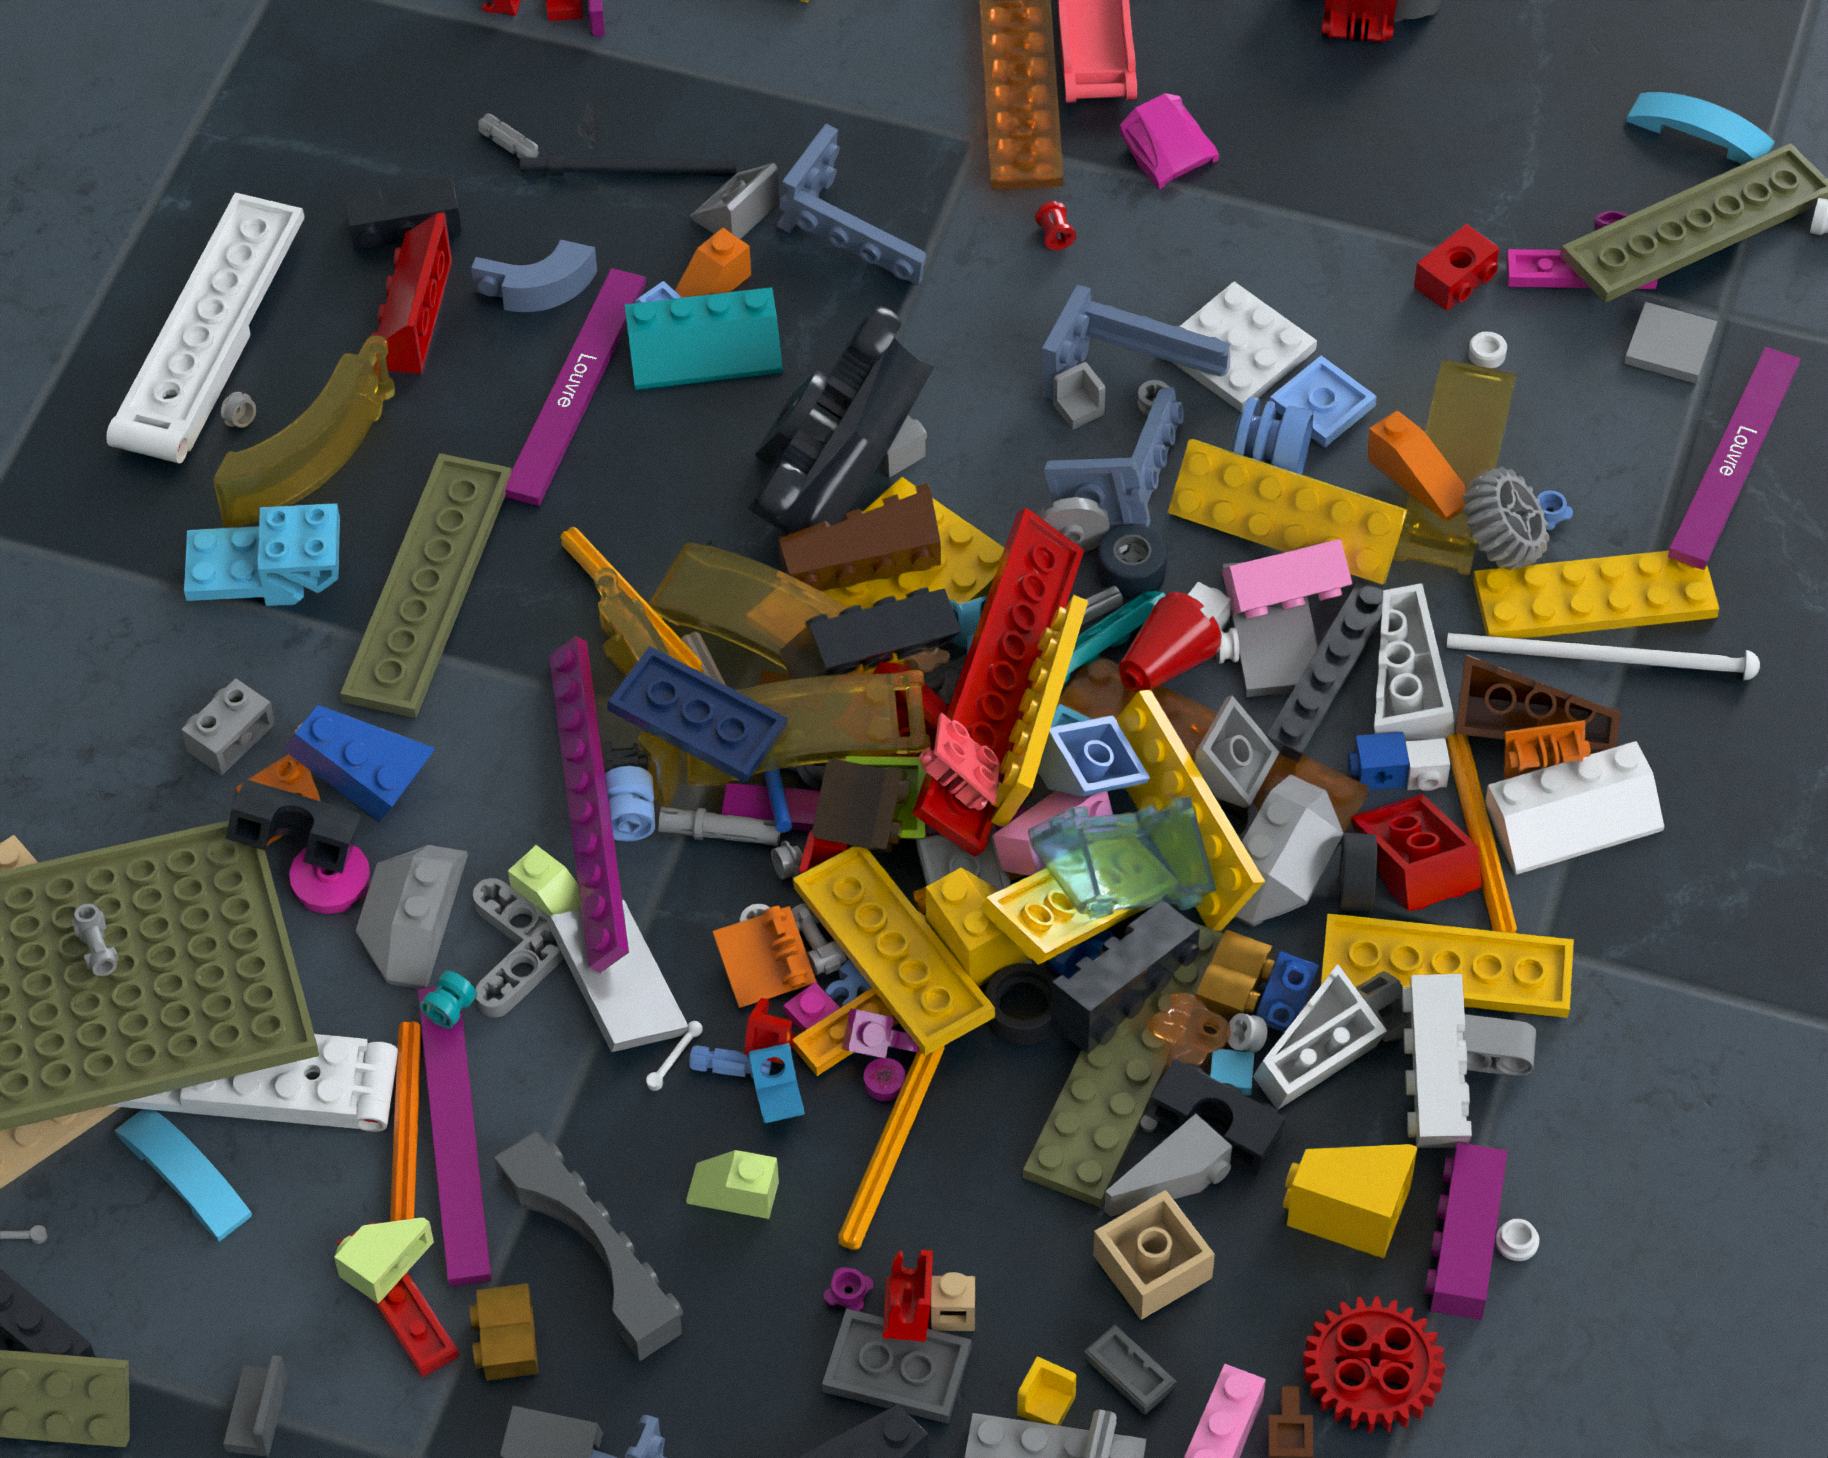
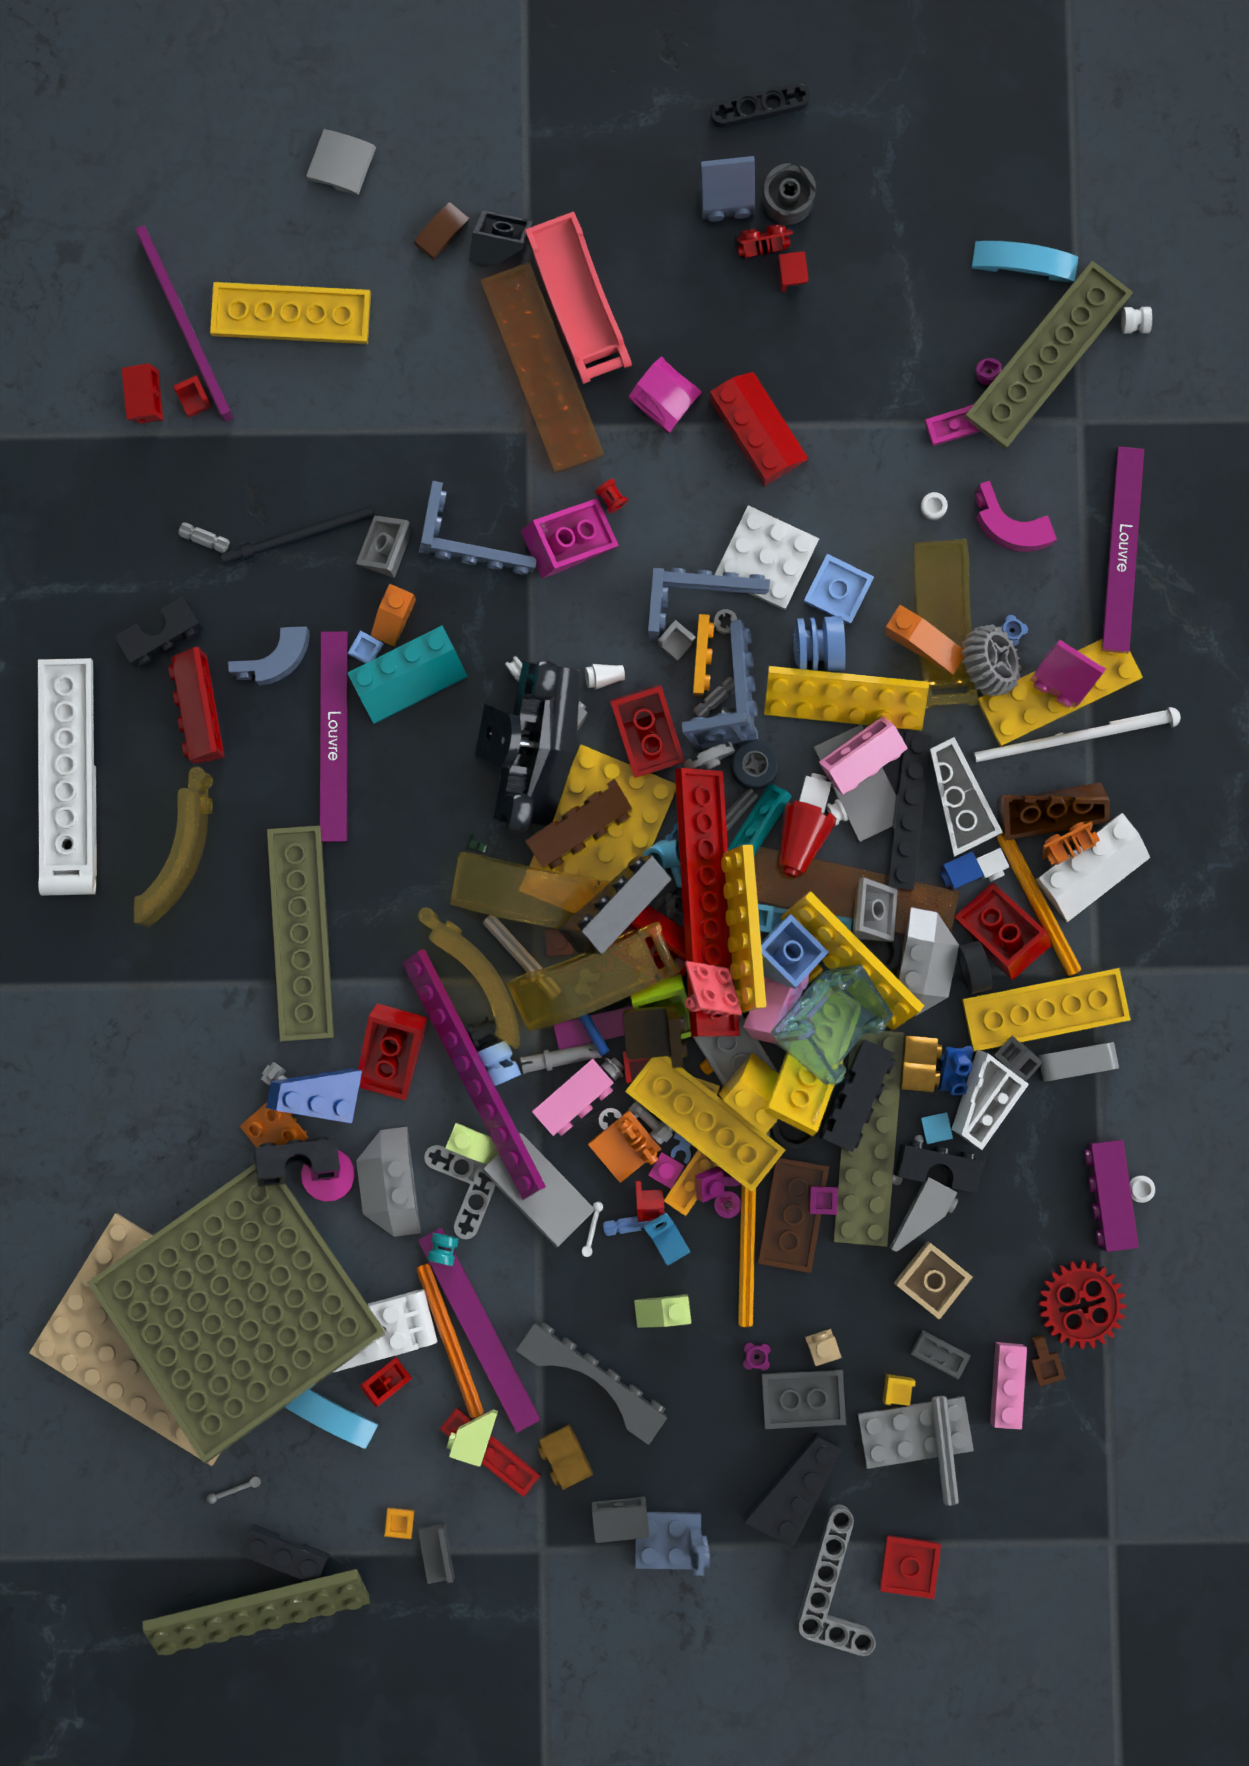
camera: 20 degrees left, 30 degrees up
(89, 928) = (205, 1290): light grey bar -> none
(220, 1353) = (399, 1523): none -> light orange tile
(228, 726) = (216, 1089): light grey brick -> none
(238, 410) = (115, 834): light grey plate -> none
(272, 561) = (186, 954): medium azure piece -> none
(286, 1153) = (385, 1382): none -> red slope
(484, 749) = (391, 1050): none -> red slope
(593, 560) = (440, 906): light orange axle -> none
(697, 714) = (528, 1008): dark blue plate -> none
(716, 876) = (574, 1098): none -> bright pink brick
(908, 1299) = (797, 1359): red hinge -> none
(965, 410) = (603, 675): none -> white cone
(976, 1117) = (789, 1228): none -> reddish brown plate
(979, 252) = (569, 537): none -> dark pink slope
(997, 471) = (647, 731): none -> red slope
(1027, 1097) = (823, 1200): none -> magenta plate
(1109, 417) = (703, 655): none -> light orange plate
(1184, 1029) = (901, 1116): clear orange plate -> none
(1247, 1032) = (937, 1108): white bush -> none
(1276, 204) = (757, 427): none -> red slope
(1351, 1194) = (1041, 1201): yellow slope -> none
(1386, 52) = (792, 269): none -> red panel
(1438, 1061) = (1067, 1099): white wedge -> none
(1457, 267) = (898, 430): red brick -> none
(1584, 401) = (1008, 532): none -> dark pink arch
(1607, 544) = (1066, 674): none -> dark pink slope
(1670, 342) = (1054, 460): light grey tile -> none

